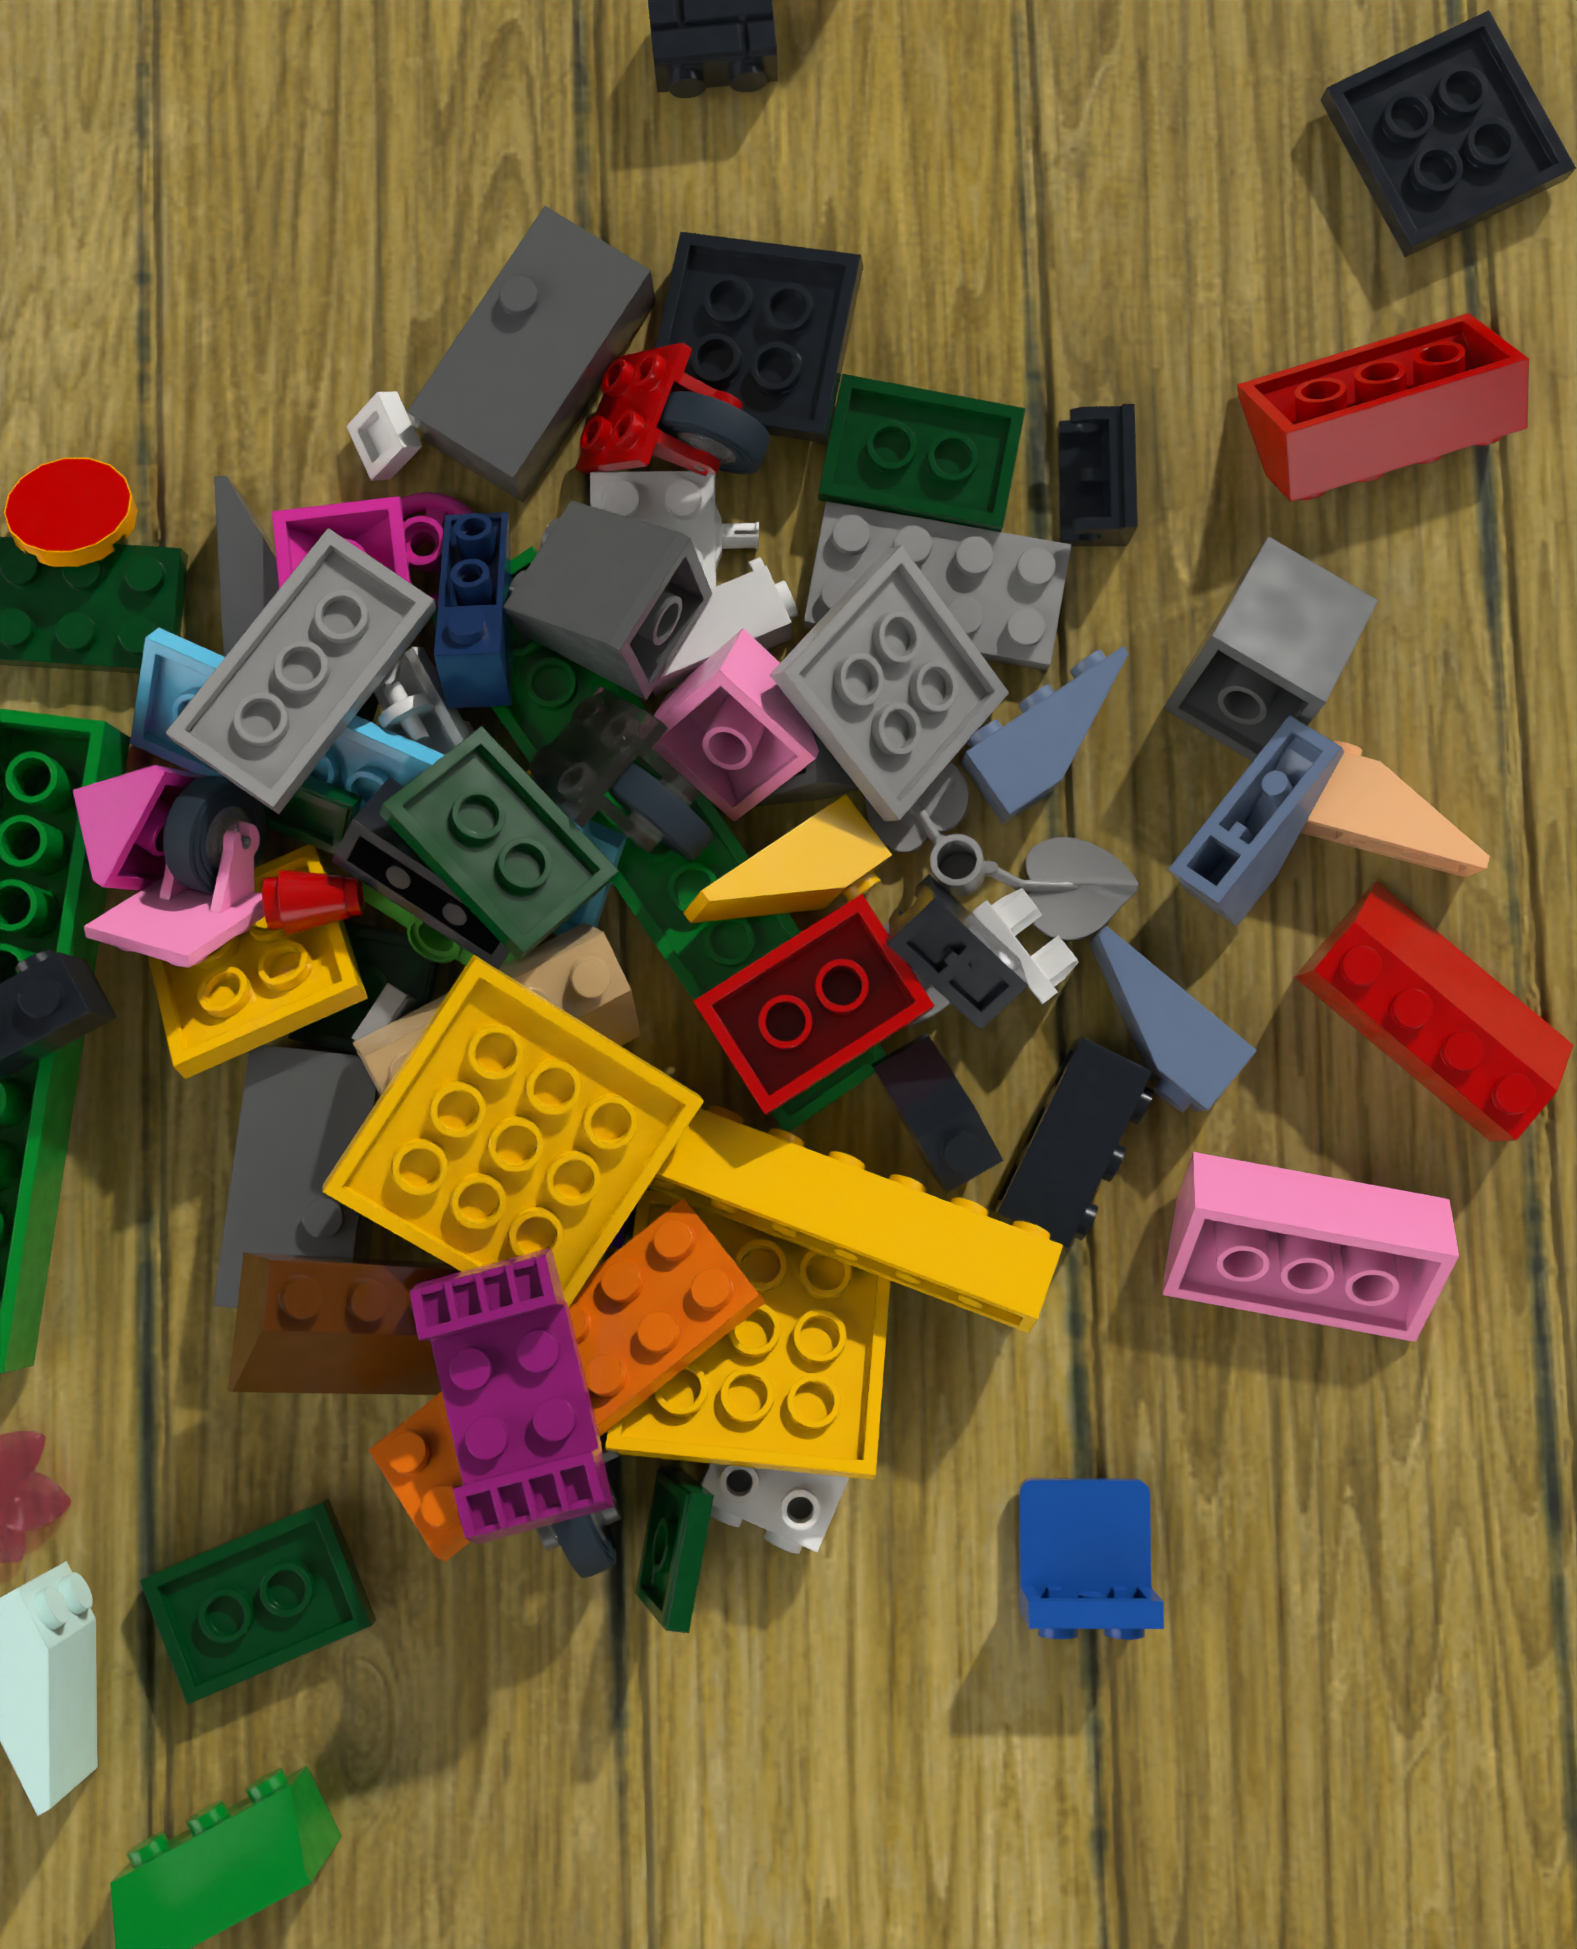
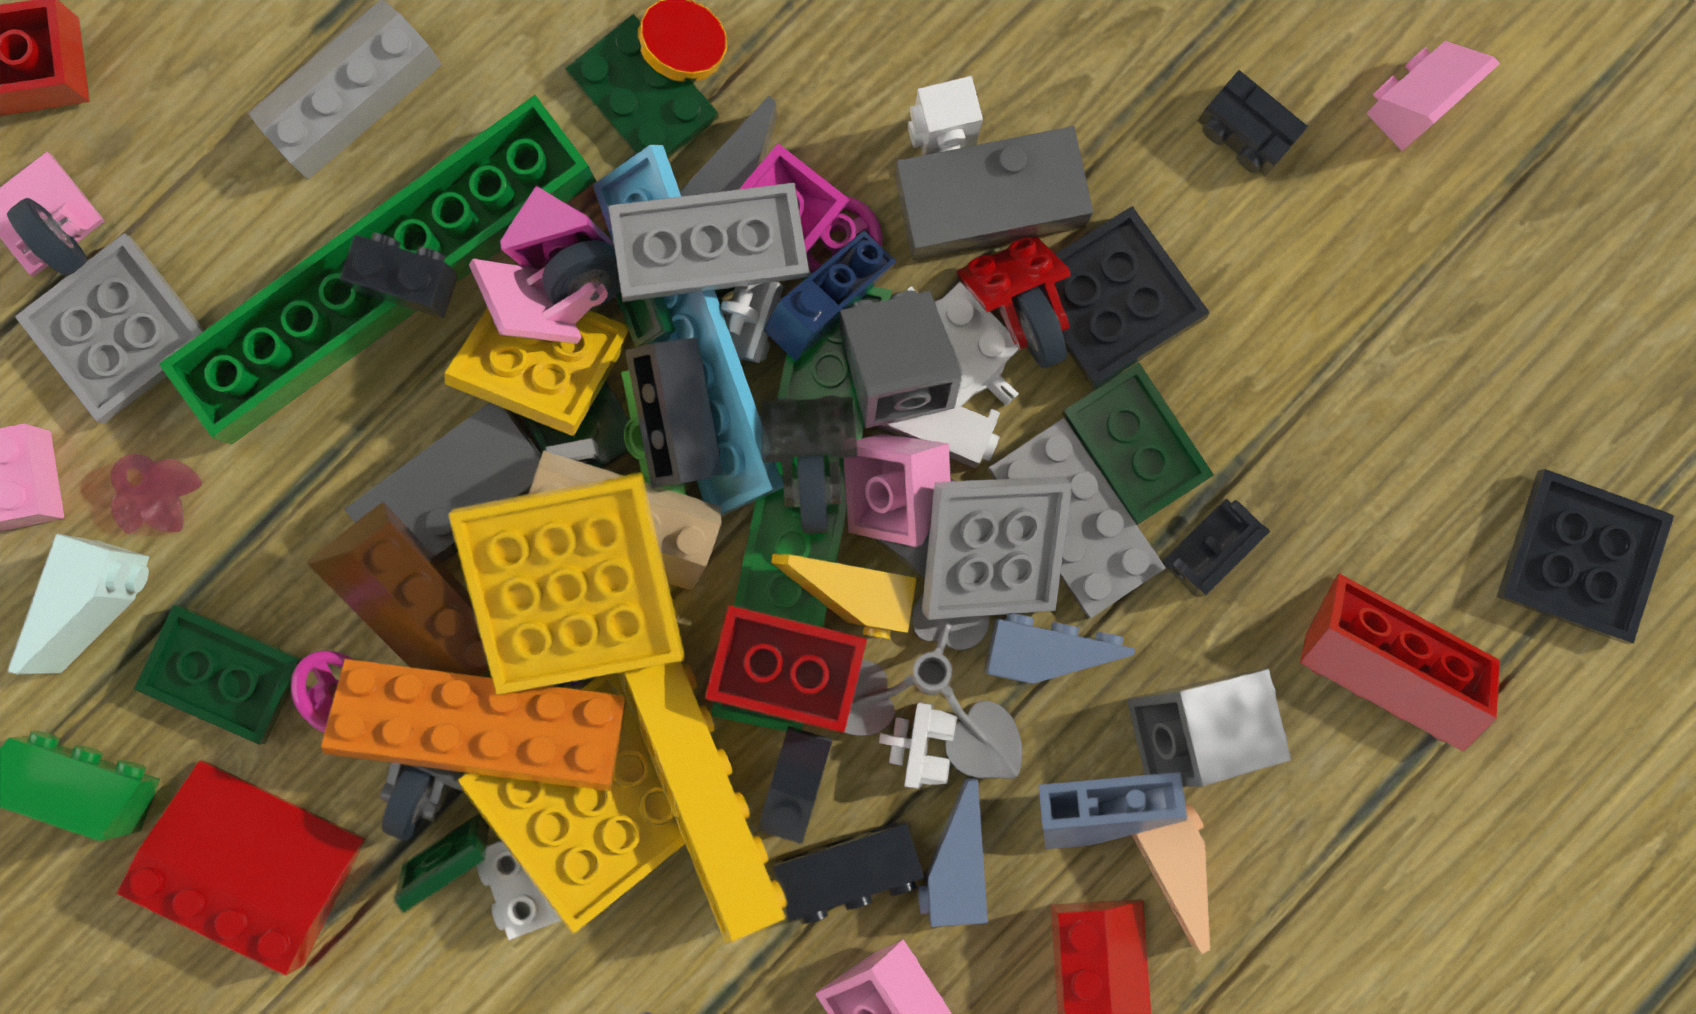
camera: 40 degrees right, 0 degrees up
(310, 900) = (596, 358): red cone -> none
(384, 435) = (876, 158): white plate -> none
(386, 1520) = (317, 702): none -> dark pink piece
(409, 320) = (945, 116): none -> white brick
(481, 1763) = (242, 868): none -> red slope
(498, 842) = (714, 428): dark green plate -> none
(513, 1396) = (438, 709): magenta plate -> none
(956, 953) = (884, 717): black hinge -> none

